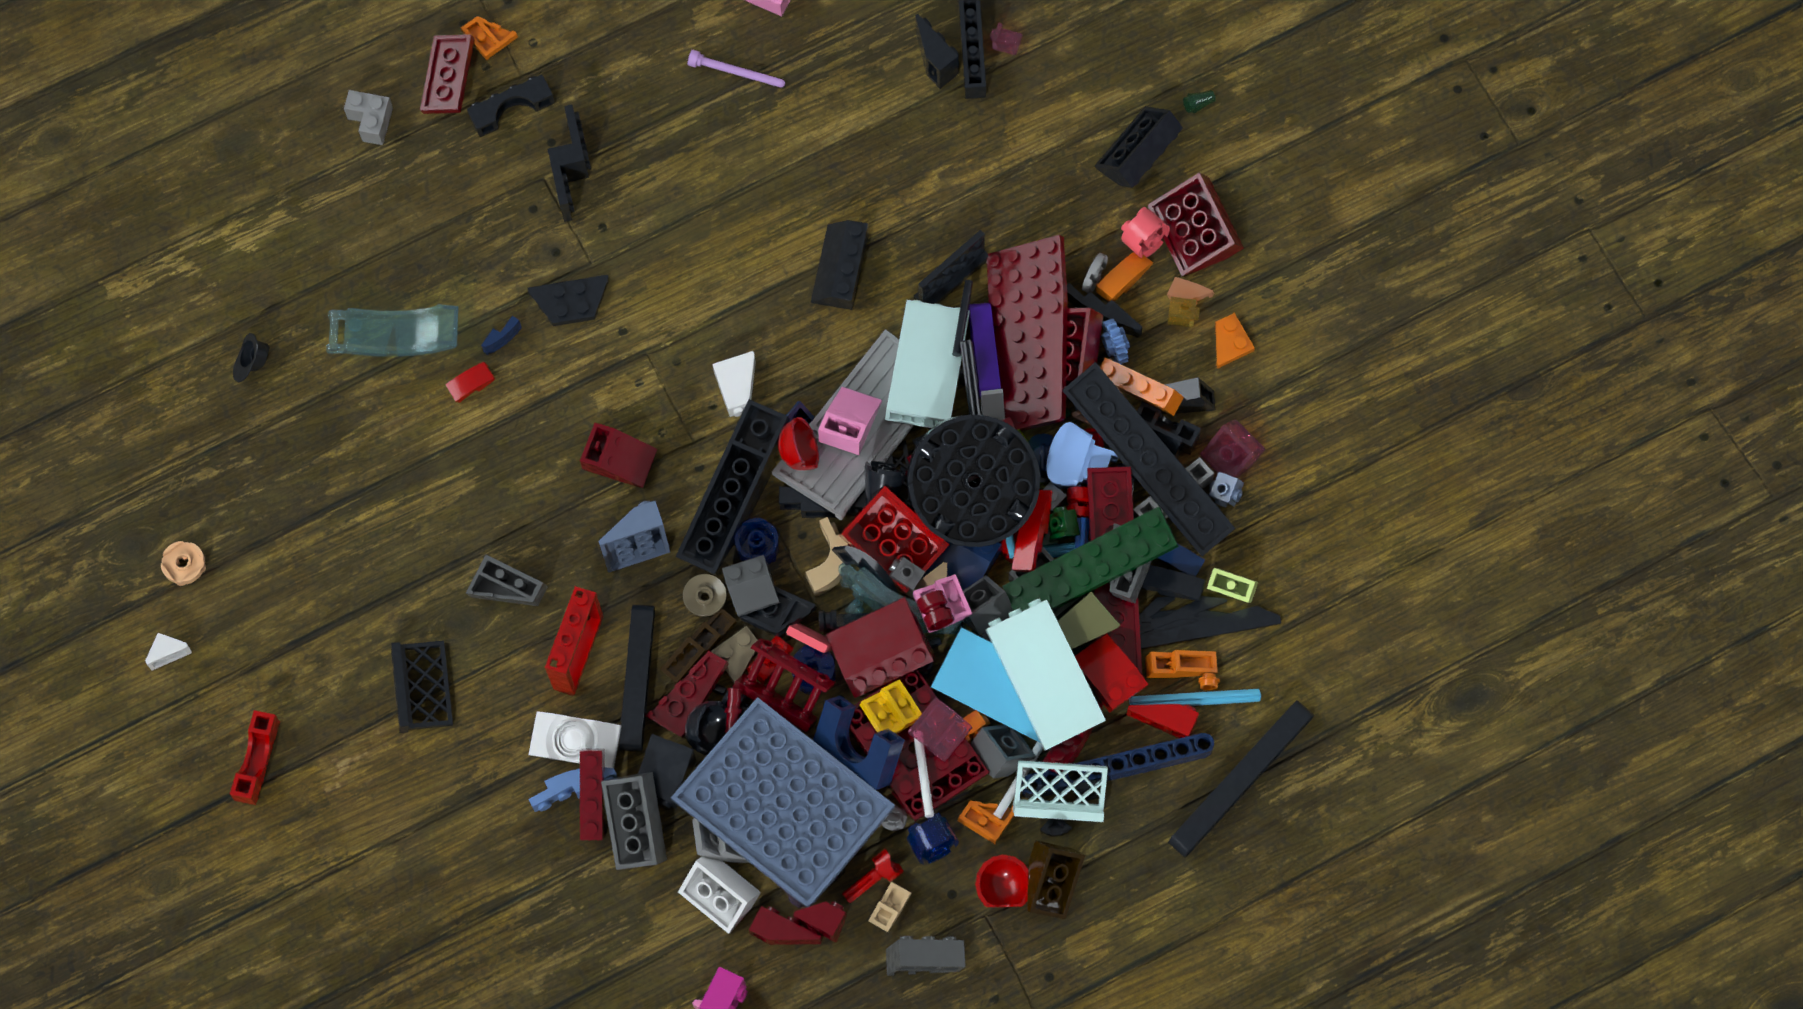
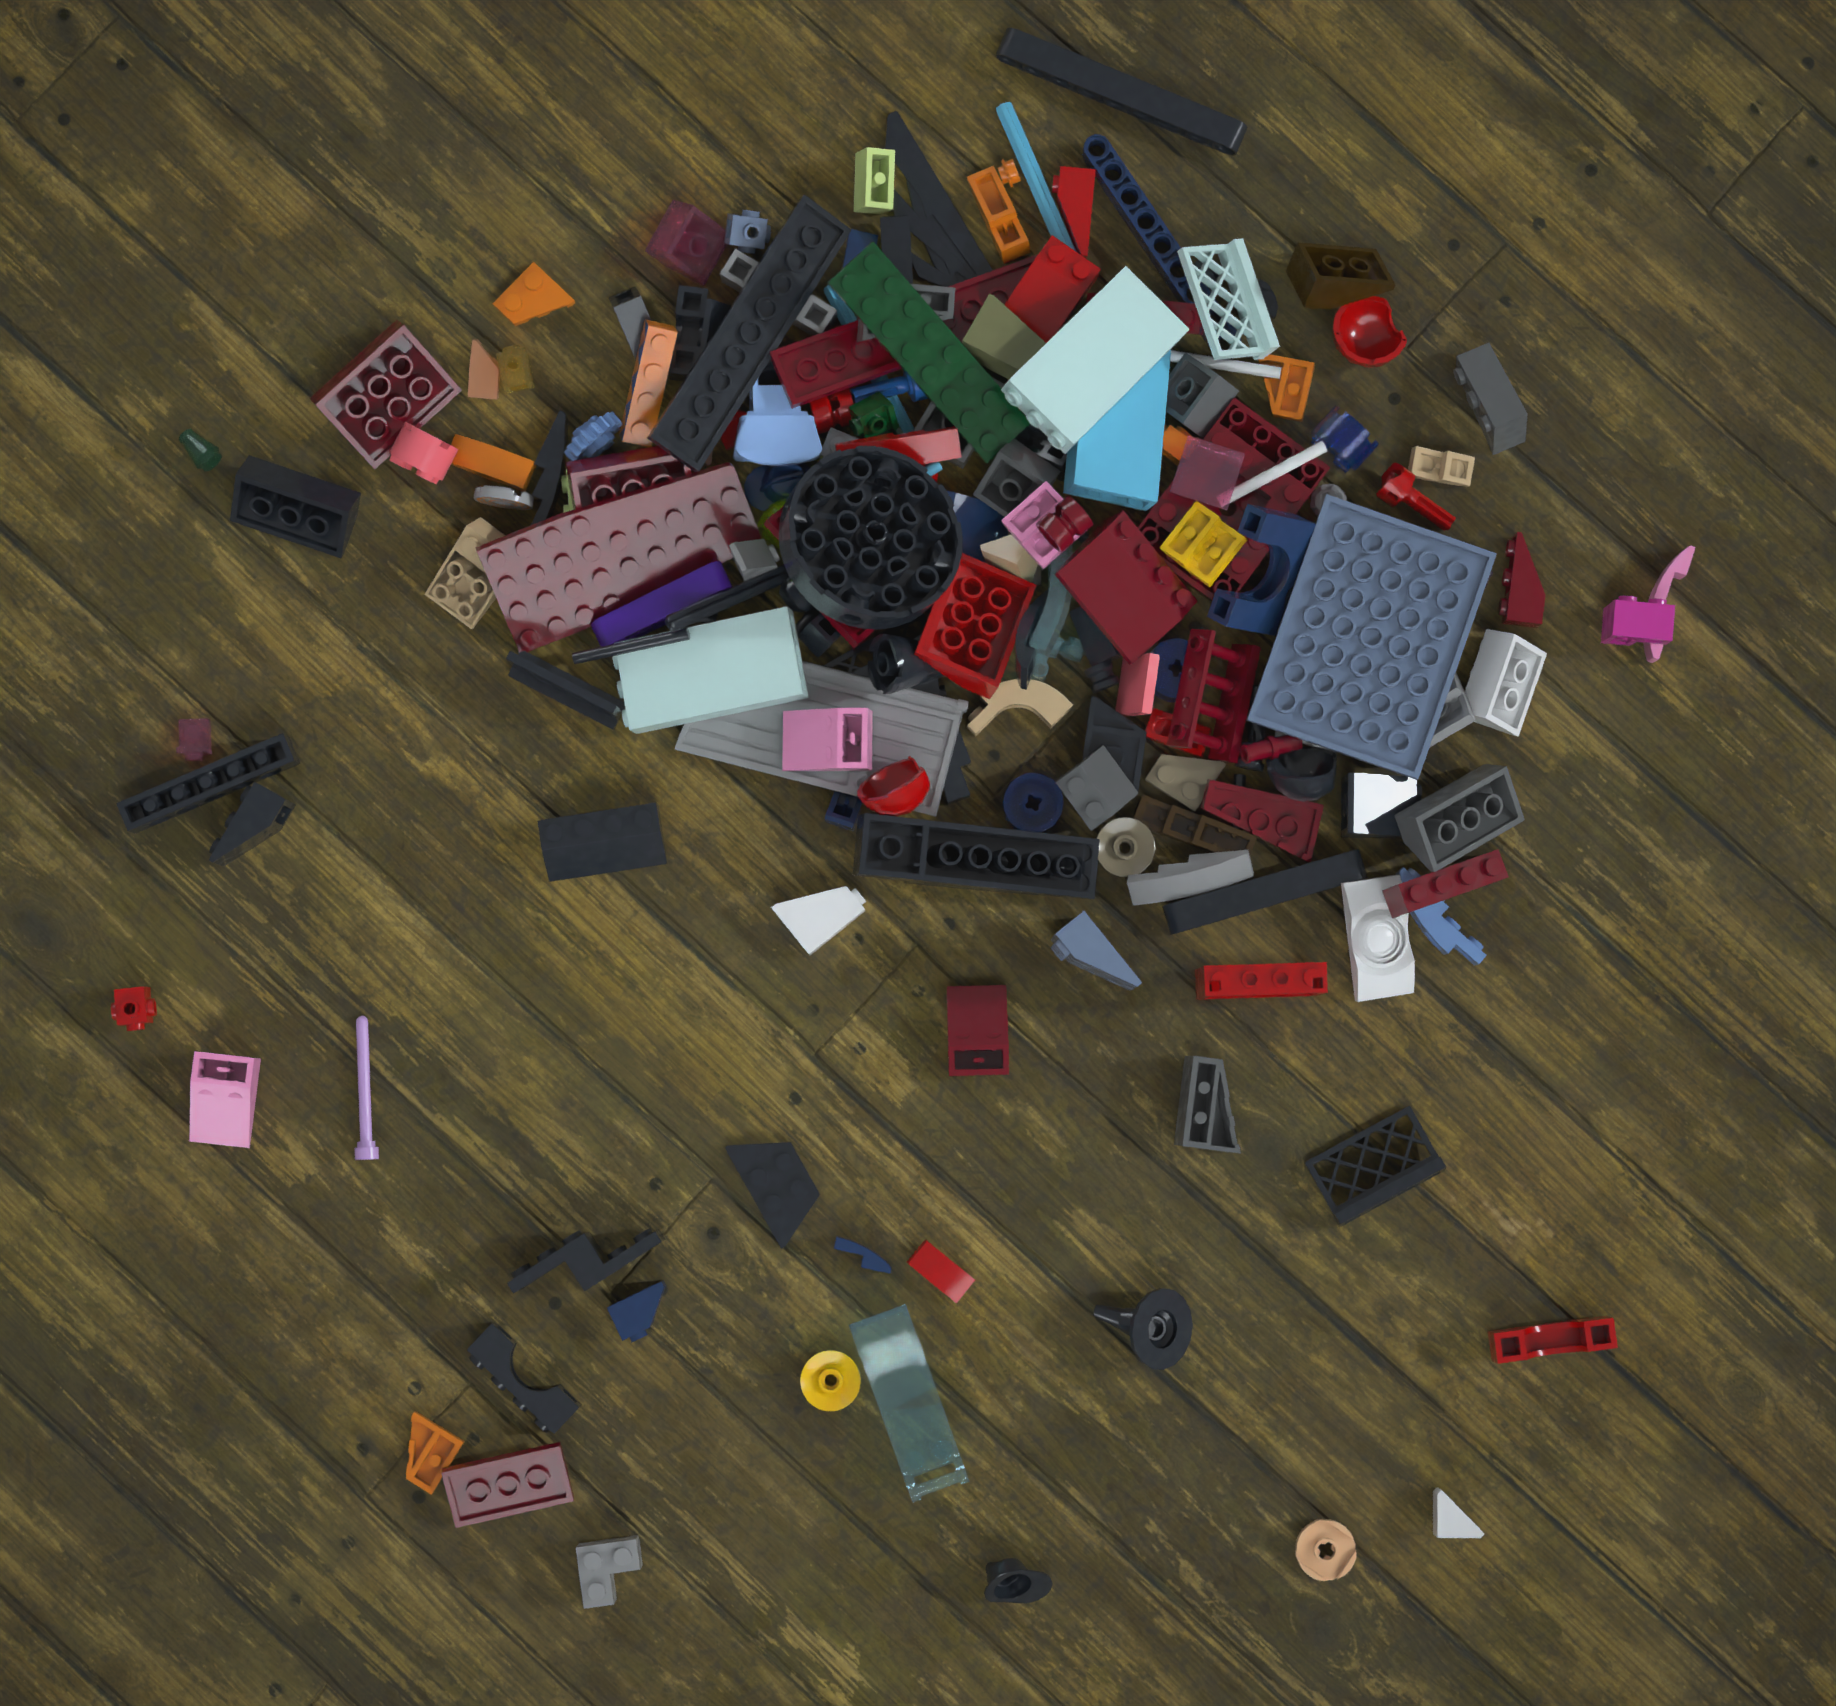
camera: 115 degrees left, 15 degrees up
(374, 501) = (1157, 1327): none -> black piece
(426, 280) = (826, 1396): none -> yellow dish
(523, 186) = (637, 1312): none -> dark blue slope
(665, 633) = (1197, 876): none -> light grey slope
(824, 918) = (1499, 533): dark red slope -> none
(906, 573) = (1017, 587): flat silver brick -> none
(1051, 225) = (462, 582): none -> tan slope

